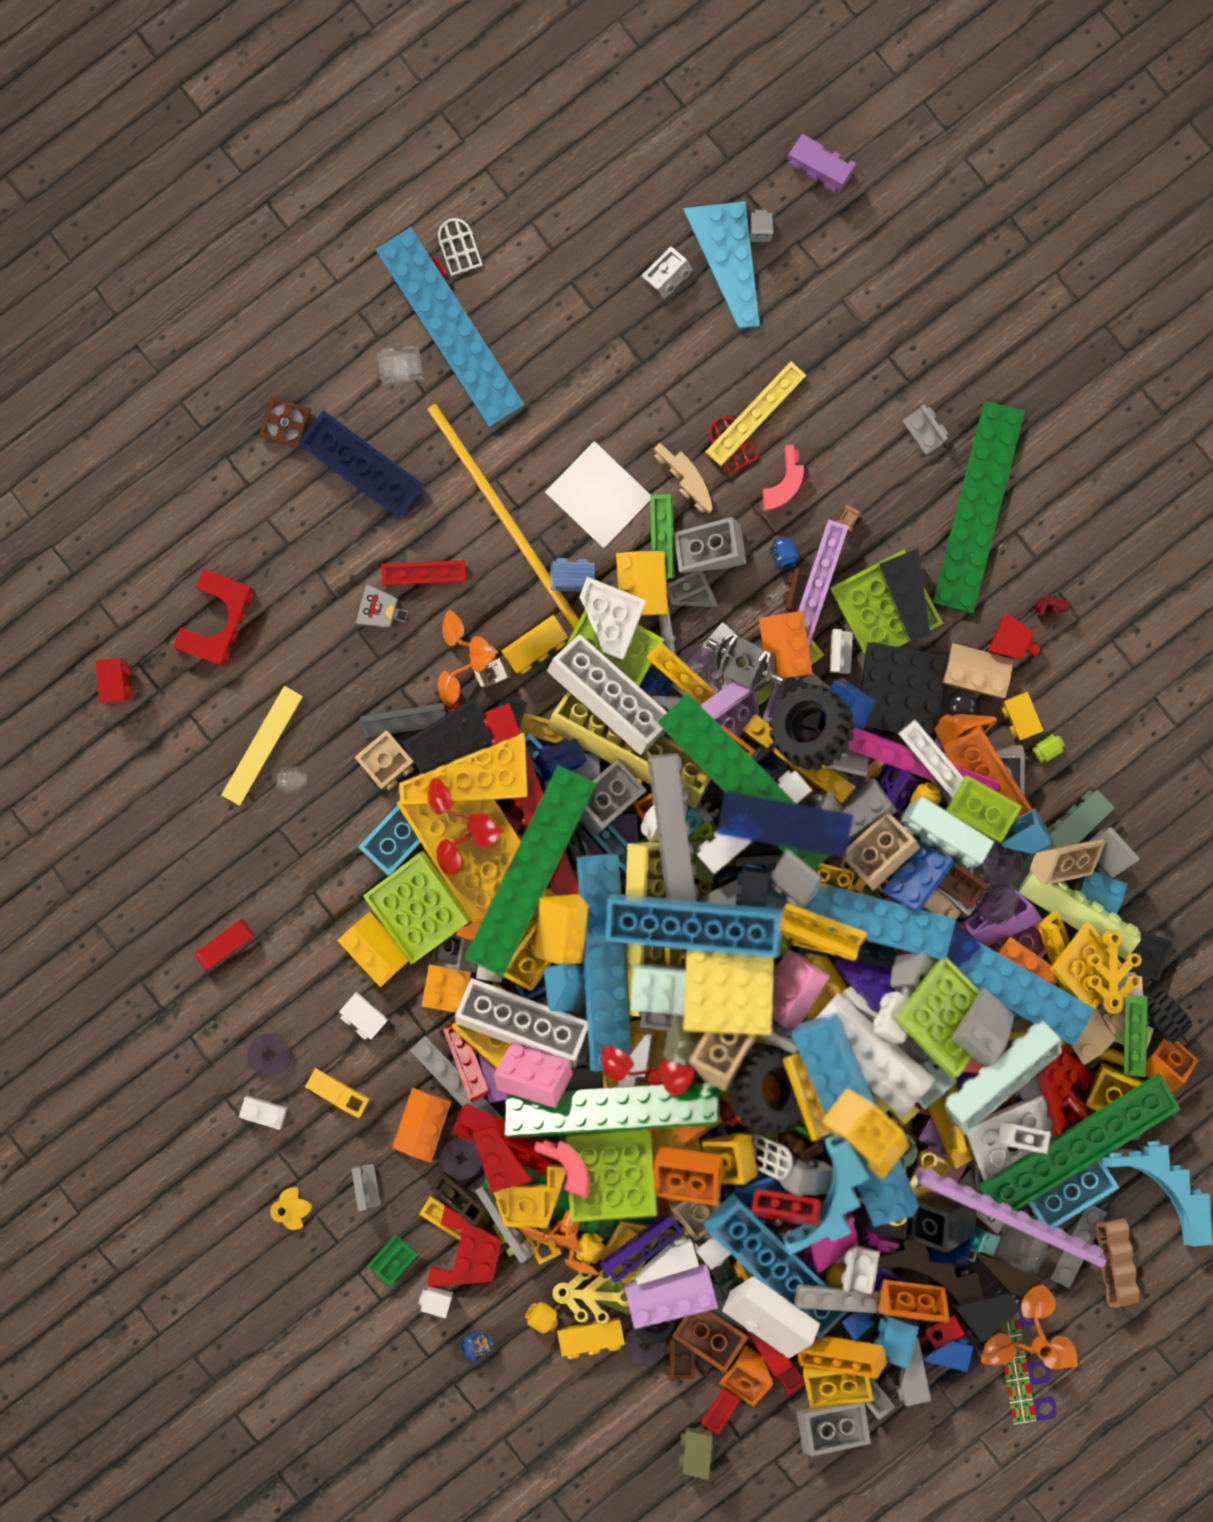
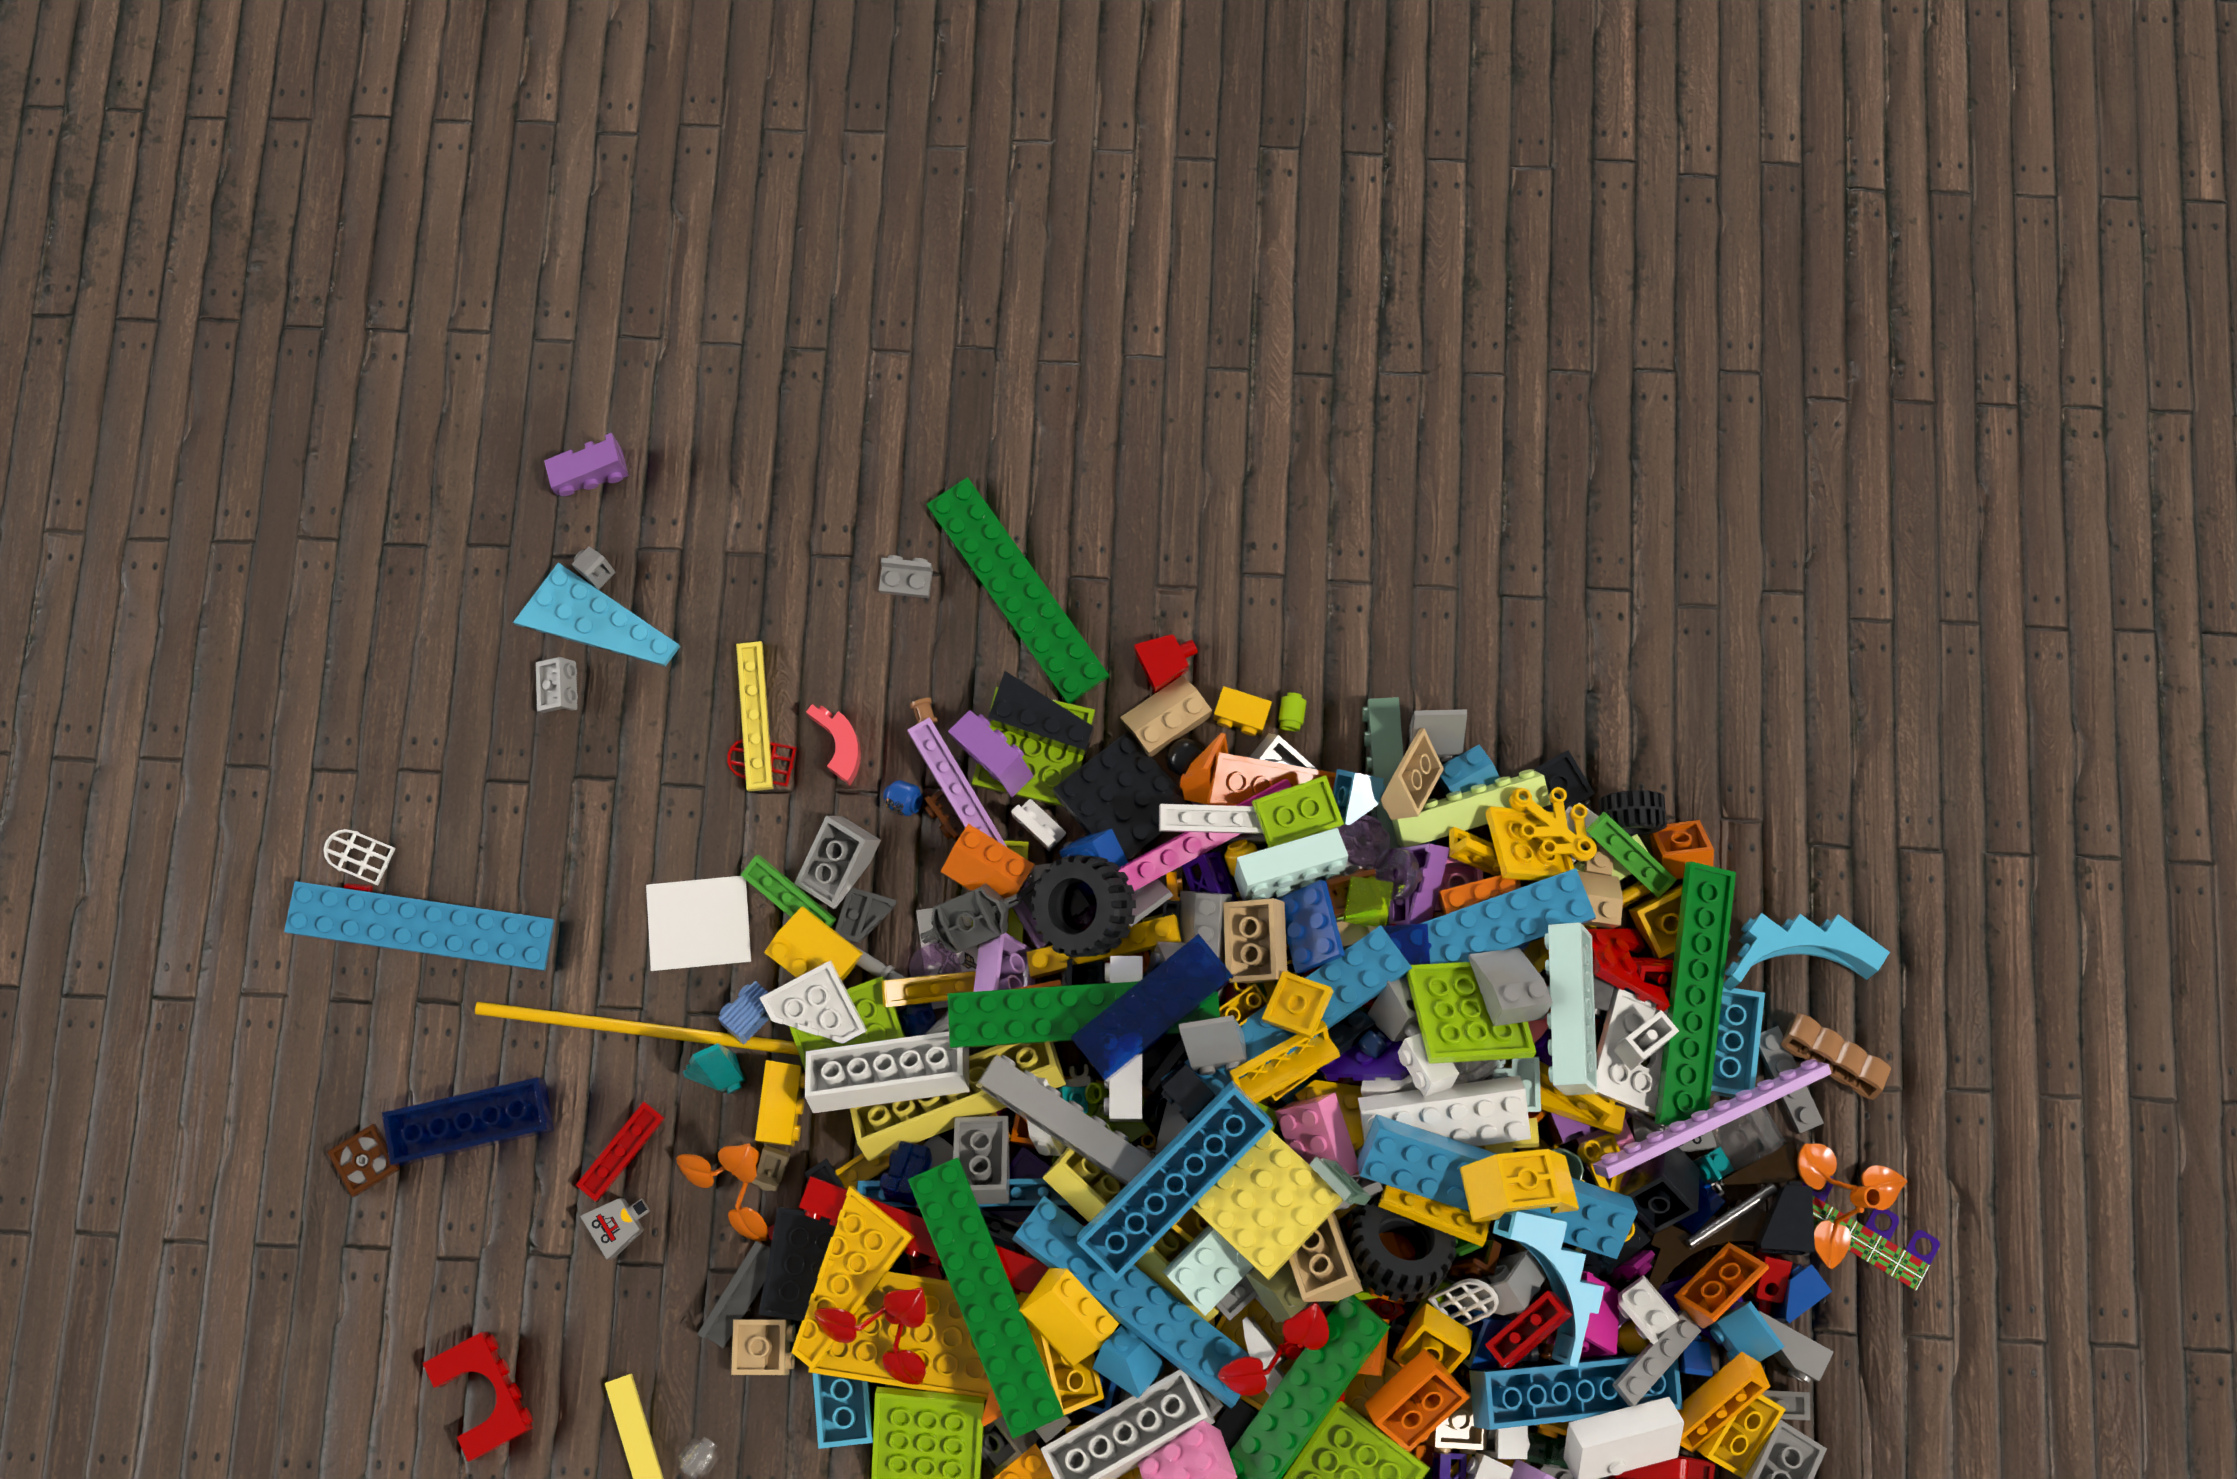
camera: 45 degrees left, 10 degrees down
(400, 365) = (410, 1003): clear brick -> none
(521, 589) = (716, 1068): none -> teal wedge
(692, 482) = (763, 827): tan slope -> none
(778, 1024) = (1340, 1181): none -> sand green plate
(860, 583) = (992, 751): none -> medium lavender wedge
(862, 909) = (1297, 1004): none -> yellow plate
(878, 974) = (1373, 1044): none -> dark blue piece
(962, 1276) = (1731, 1215): none -> flat silver bar
(964, 898) = (1368, 901): none -> clear neon green piece
(1056, 605) = (1164, 595): dark red bracket -> none

